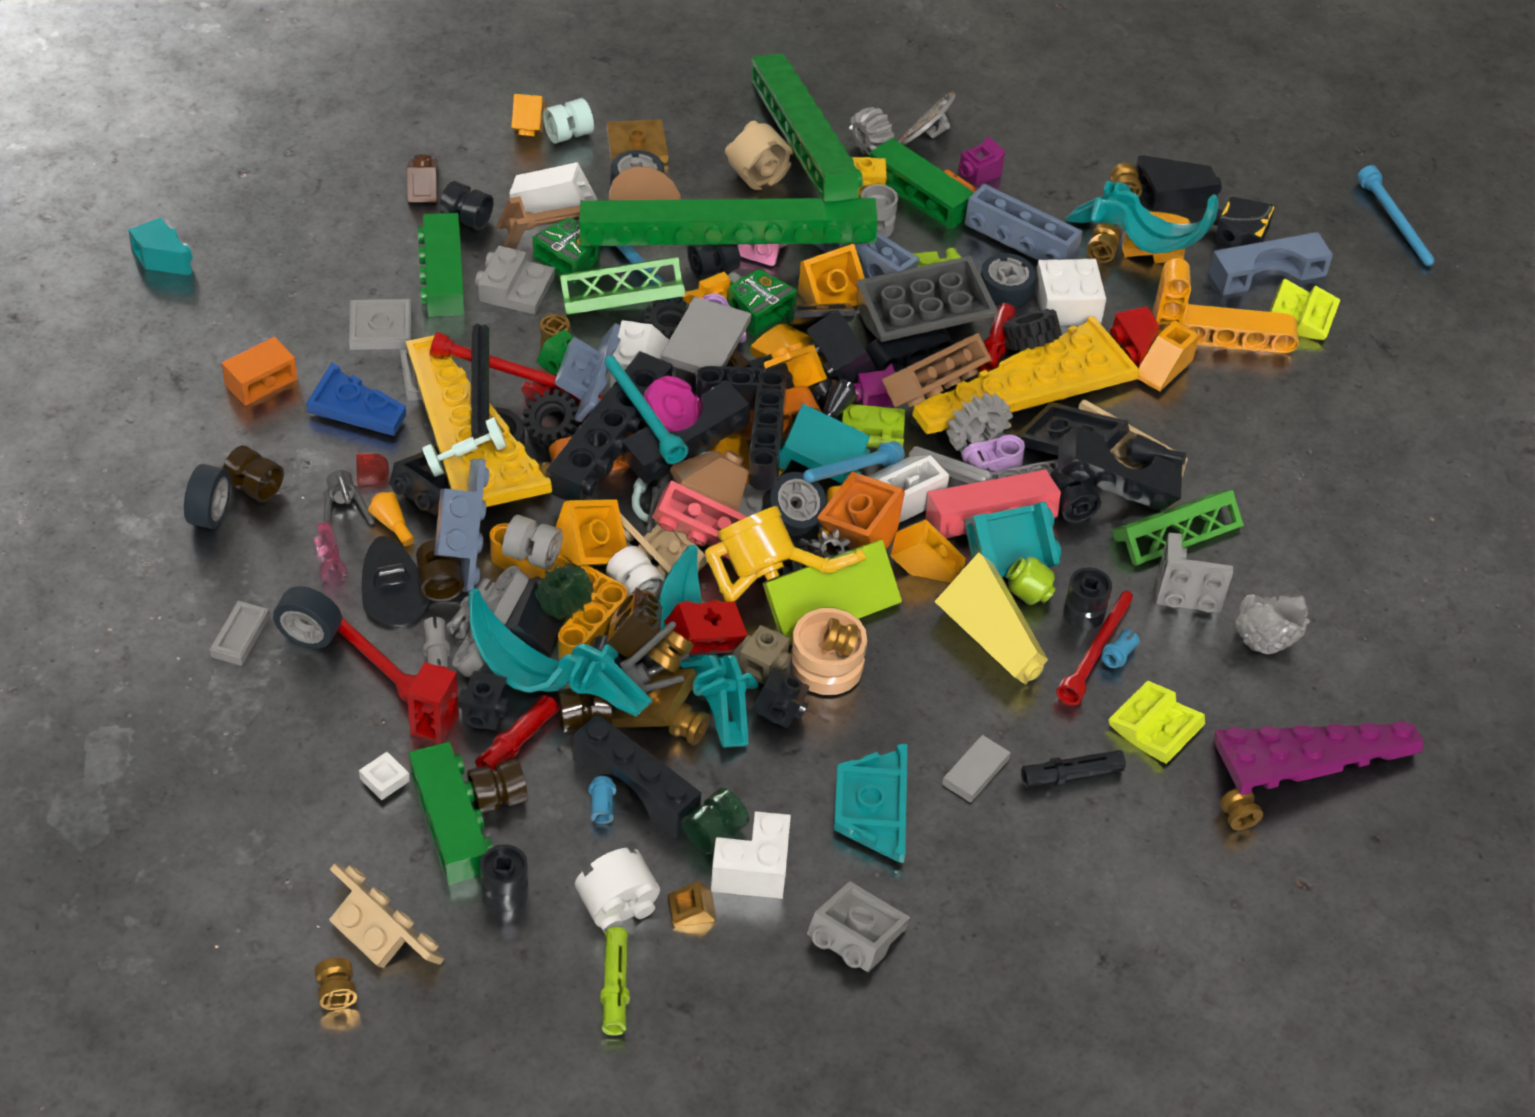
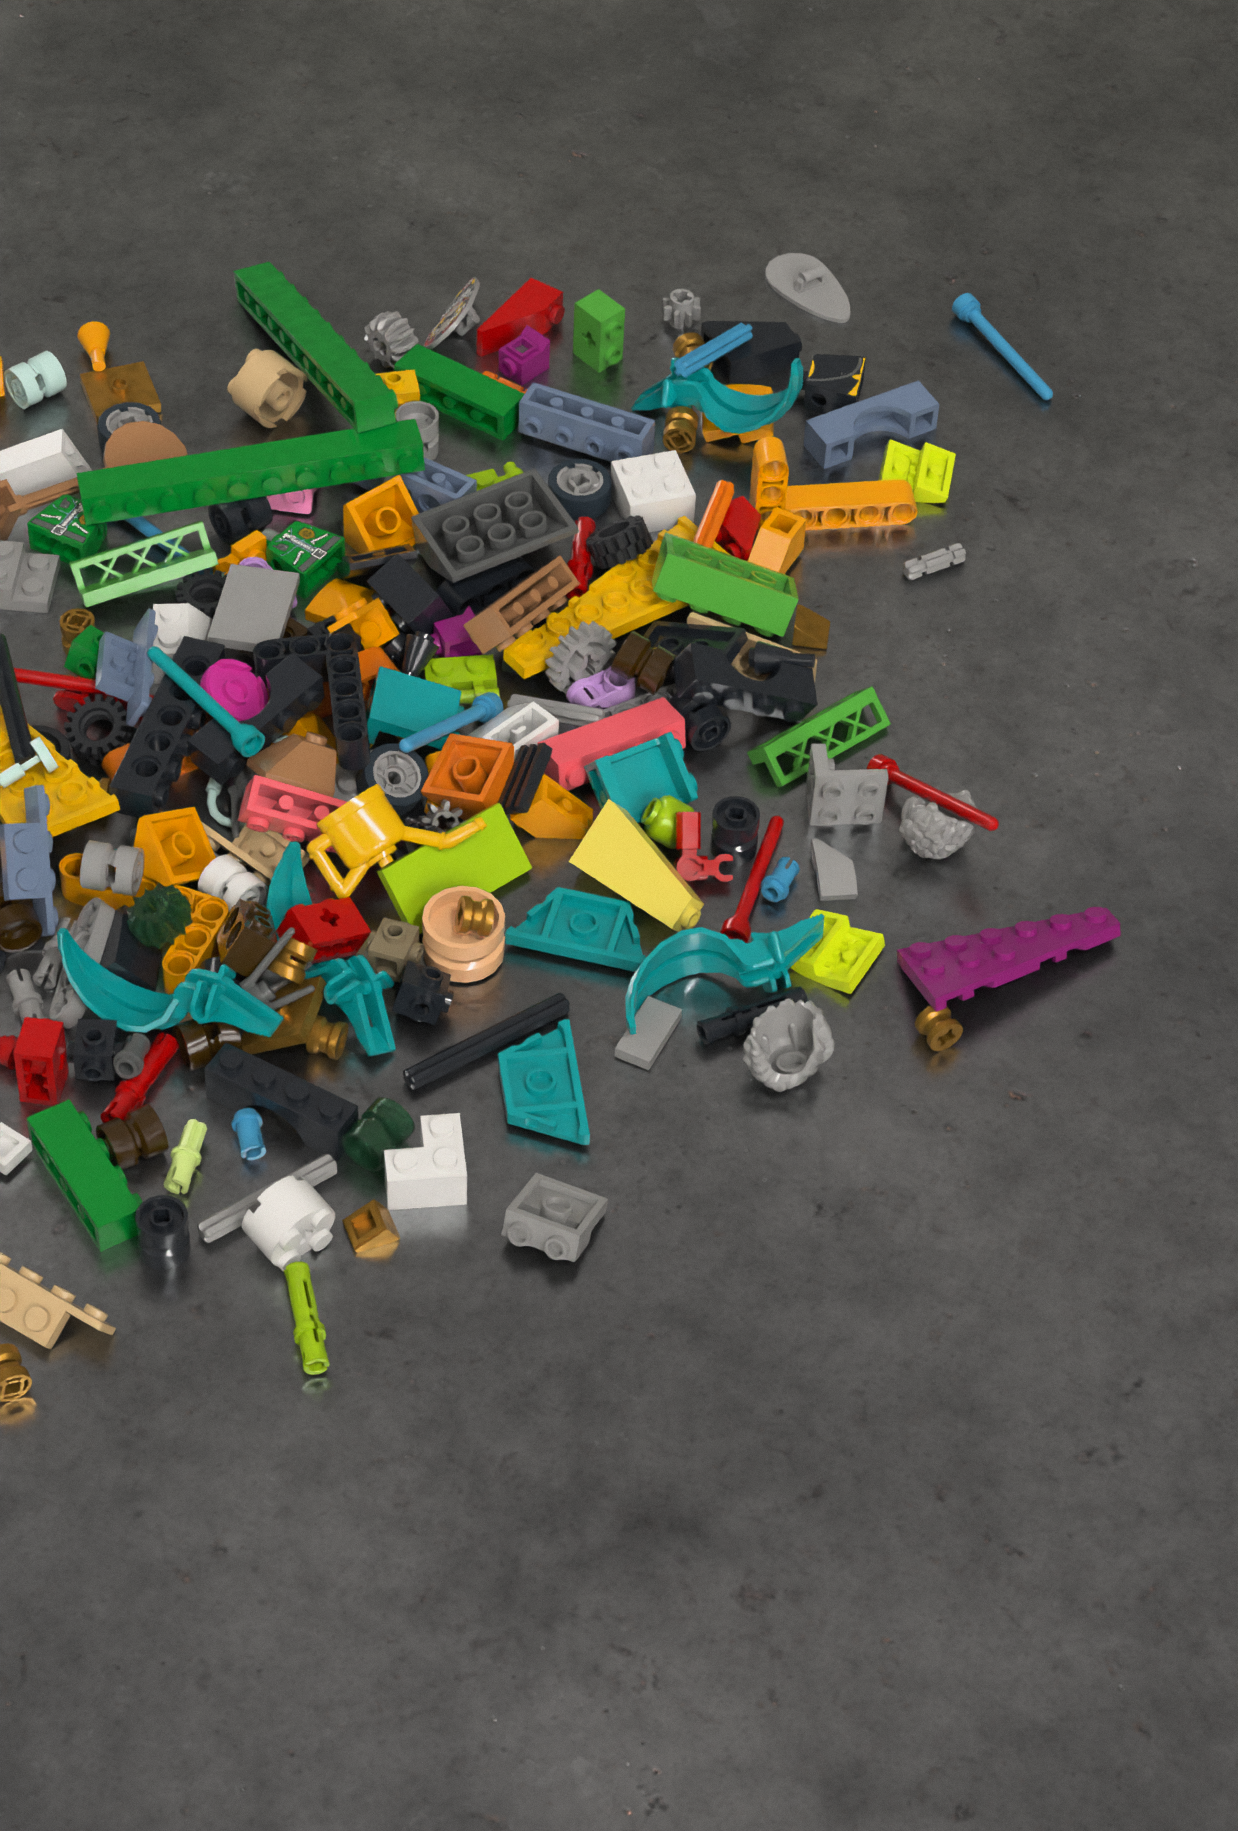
camera: 10 degrees left, 0 degrees up
(510, 716) = (129, 1061): none -> dark grey pin
(541, 811) = (185, 1157): none -> yellowish green axle
(568, 873) = (232, 1216): none -> light grey axle
(625, 95) = (94, 339): none -> light orange cone
(829, 751) = (486, 1041): none -> black axle
(909, 521) = (524, 778): none -> black tile
(936, 664) = (581, 929): none -> teal wing
(997, 120) = (530, 305): none -> red slope
(1032, 436) = (642, 662): none -> dark brown wheel
(1041, 703) = (707, 951): none -> teal piece
(1044, 600) = (688, 841): none -> bar
(1048, 149) = (598, 330): none -> bright green brick
(1100, 802) = (788, 1044): none -> light grey hair
(1115, 326) = (714, 514): none -> orange axle
(1117, 381) = (724, 585): none -> bright green slope
(1123, 142) = (681, 309): none -> light grey gear
(1143, 179) = (713, 350): none -> dark azure axle
(1170, 650) = (834, 873): none -> light grey slope
(1186, 430) = (810, 629): none -> pearl gold slope
(1236, 140) = (809, 286): none -> light grey shield
(1270, 594) = (932, 794): none -> red piece
(1306, 389) = (934, 561): none -> light grey axle

